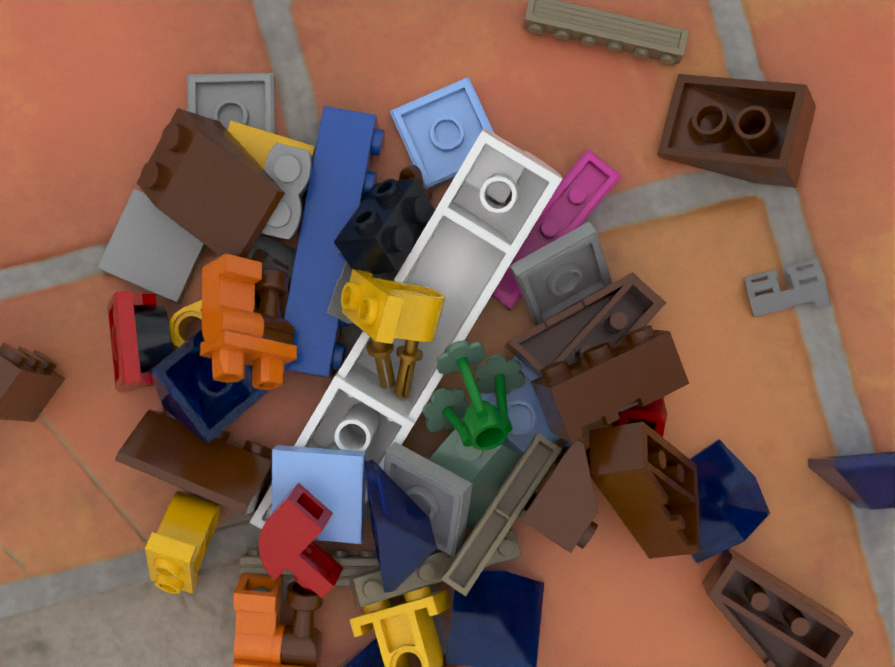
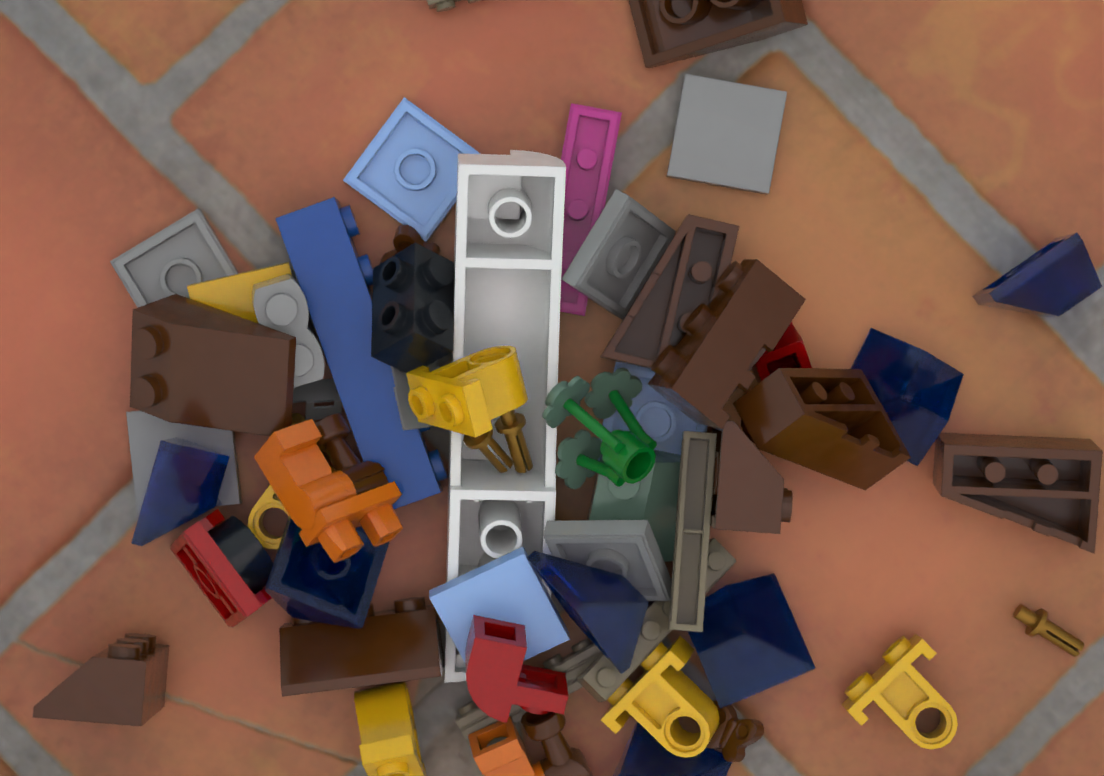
camera: 30 degrees left, 5 degrees up
(130, 260) = (180, 488): none -> clear blue slope
(690, 235) = (726, 134): none -> light grey tile
(782, 300) = (870, 134): light grey piece -> none

